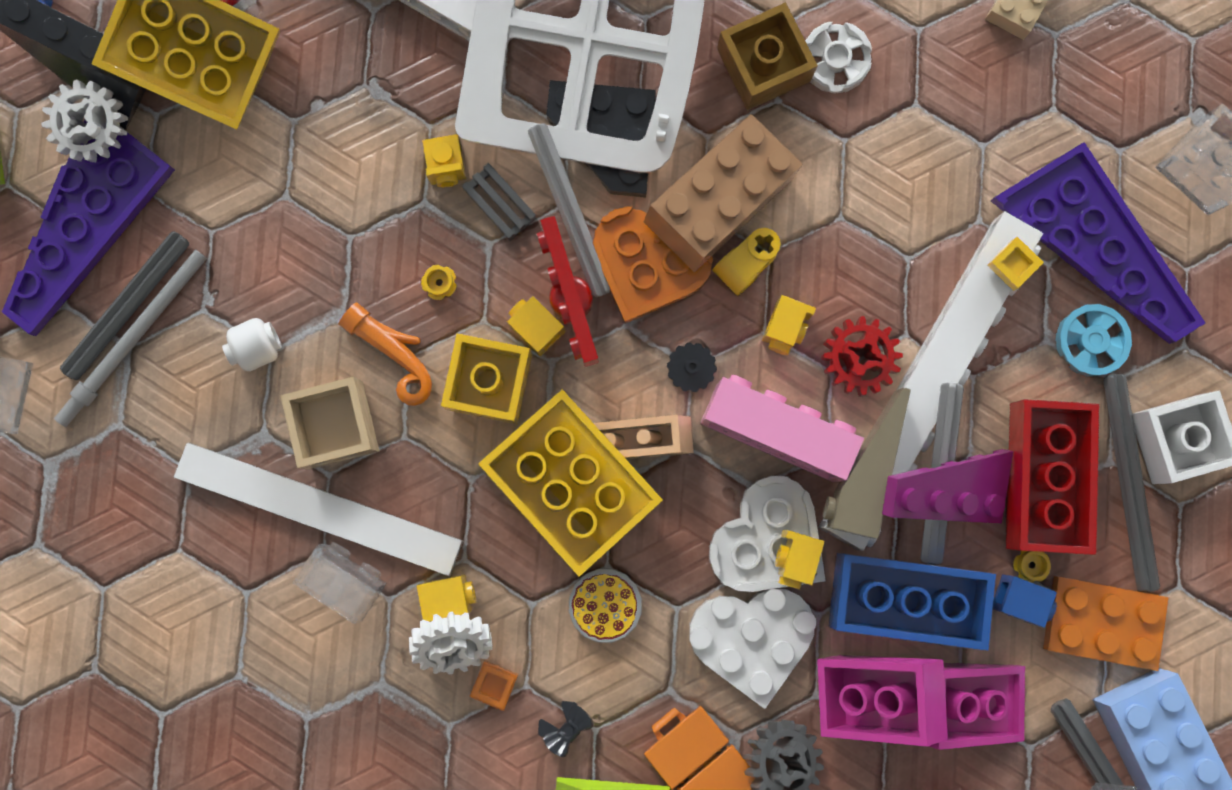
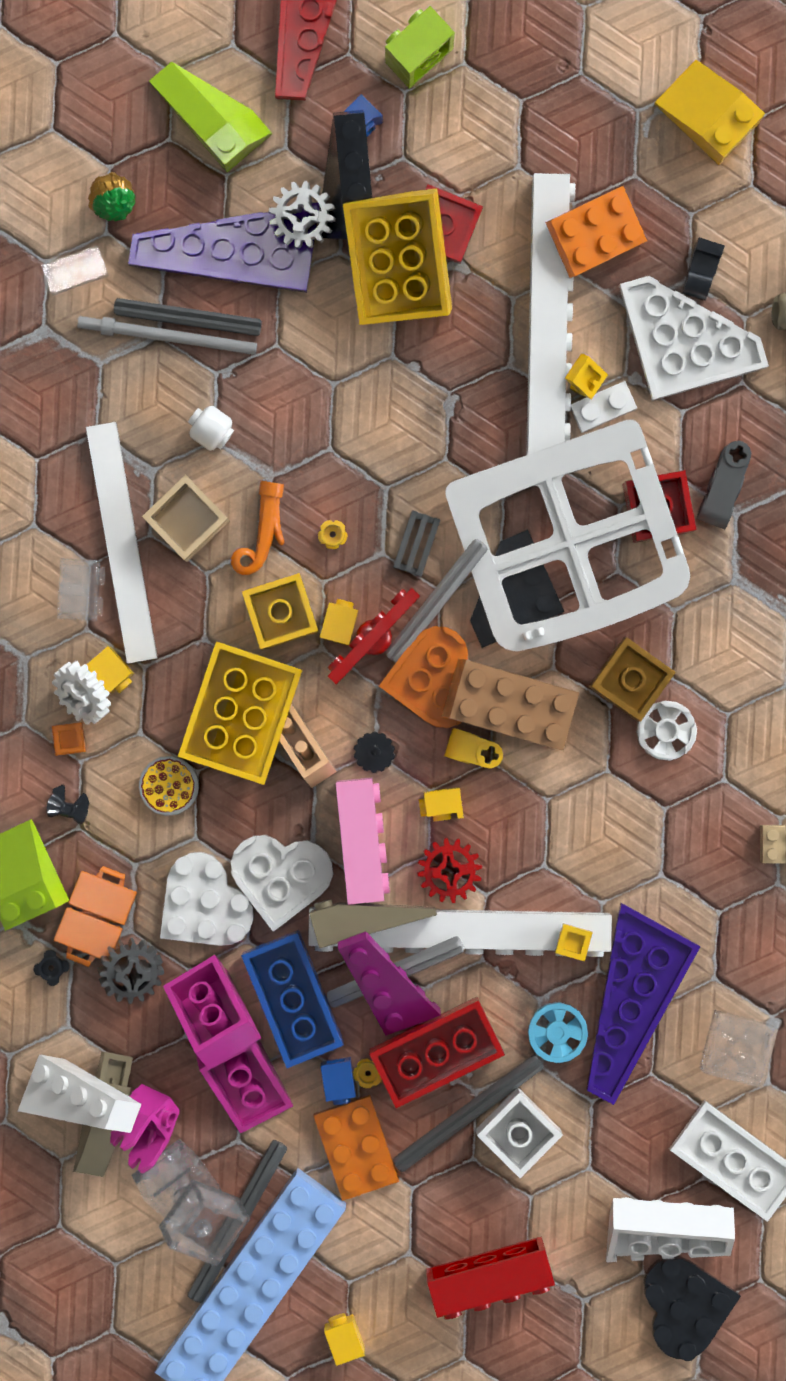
camera: 55 degrees right, 5 degrees up
(444, 161) = (424, 486): yellow bracket -> none
(798, 559) = (276, 902): yellow brick -> none

